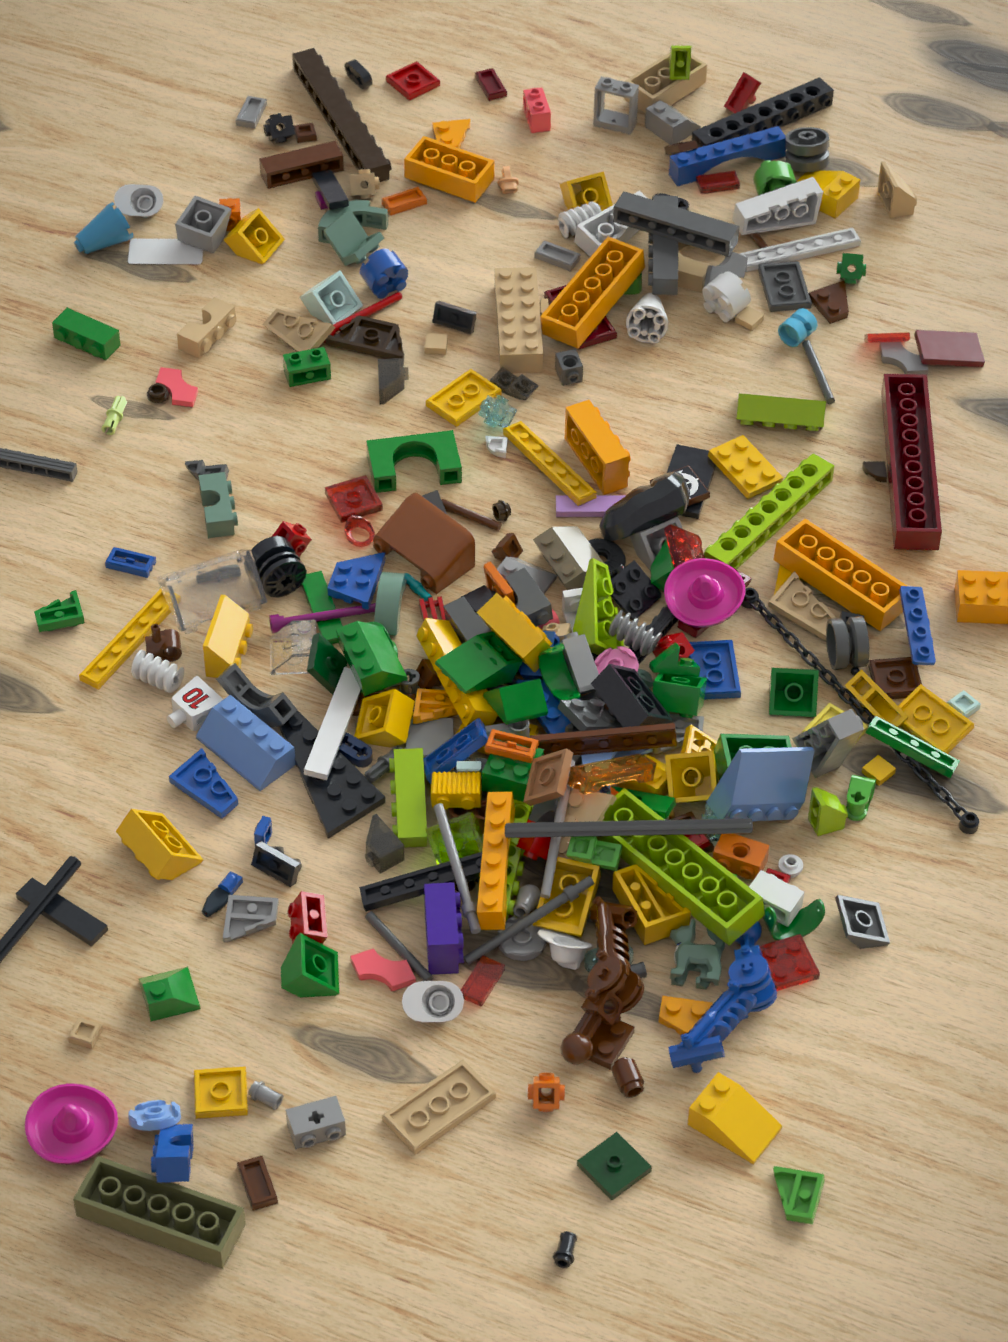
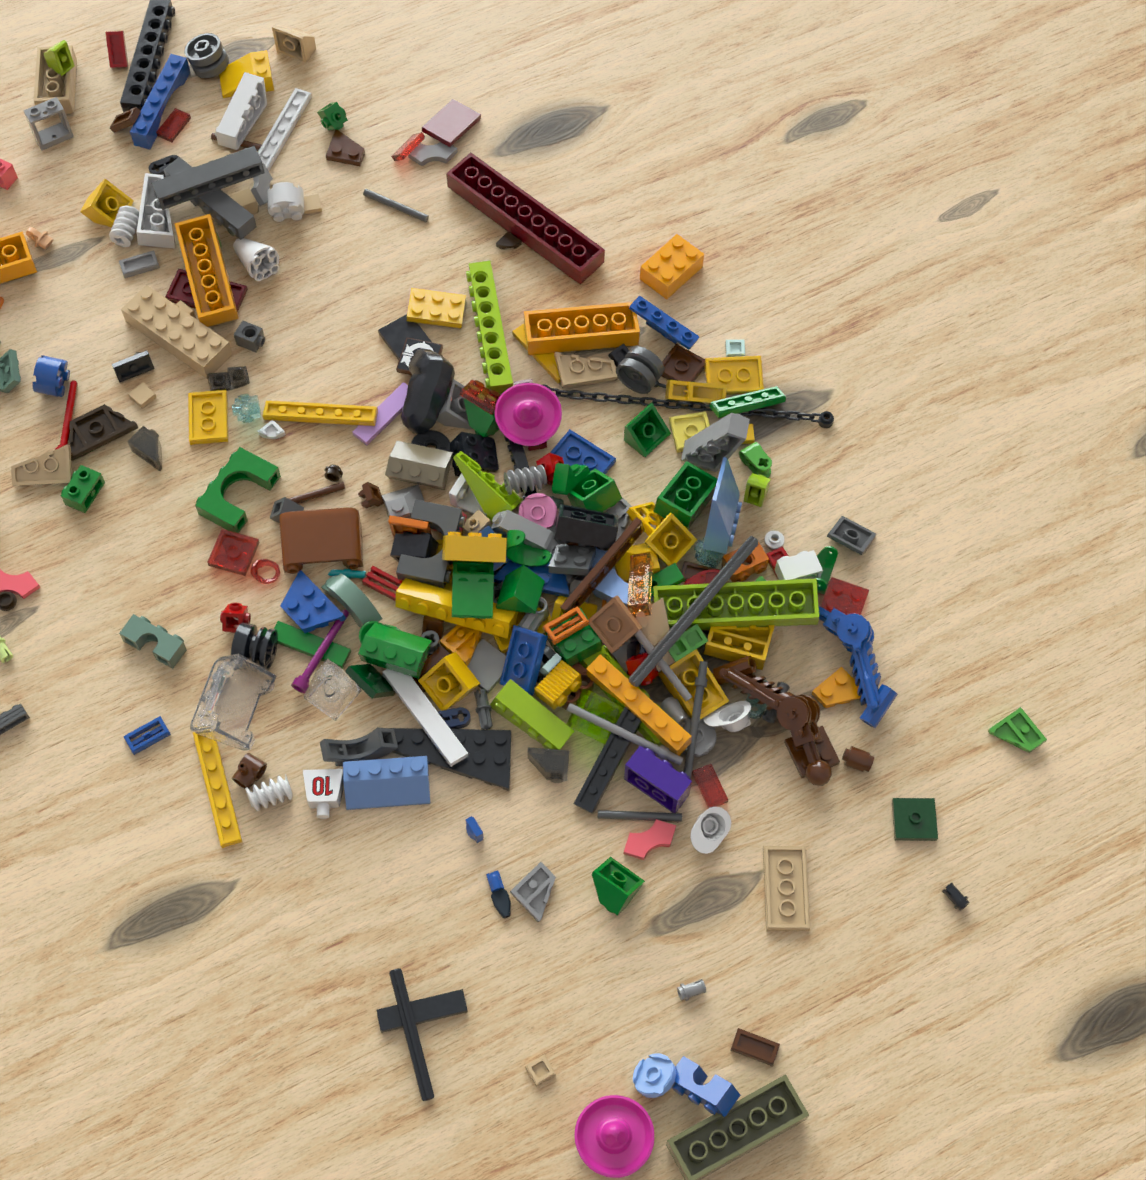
camera: 50 degrees left, 15 degrees up
(60, 614) = (152, 816): green wing -> none
(157, 844) = (423, 904): yellow slope -> none
(169, 994) = (552, 990): green slope -> none
(198, 467) = (113, 624): dark grey slope -> none
(203, 784) = (394, 836): blue wing -> none
(220, 1092) = (663, 1016): yellow tile -> none
(226, 637) = (287, 727): yellow slope -> none
(276, 864) = (502, 842): black tile -> none
(308, 917) = (578, 857): red brick -> none
(315, 1122) = (738, 987): light grey brick -> none
(331, 299) = (36, 426): light aqua slope -> none
(546, 1101) = (835, 817): orange brick -> none
(597, 447) = (340, 376): light orange brick -> none
(668, 123) = (92, 108): light grey slope -> none
(696, 957) = (800, 649): sand green animal -> none
(733, 1118) = (936, 724): yellow slope -> none
(773, 176) = (216, 95): bright green brick -> none
(781, 410) = (410, 251): lime slope -> none
(784, 286) = (304, 164): dark grey tile -> none
(797, 327) = (351, 185): medium azure wheel -> none

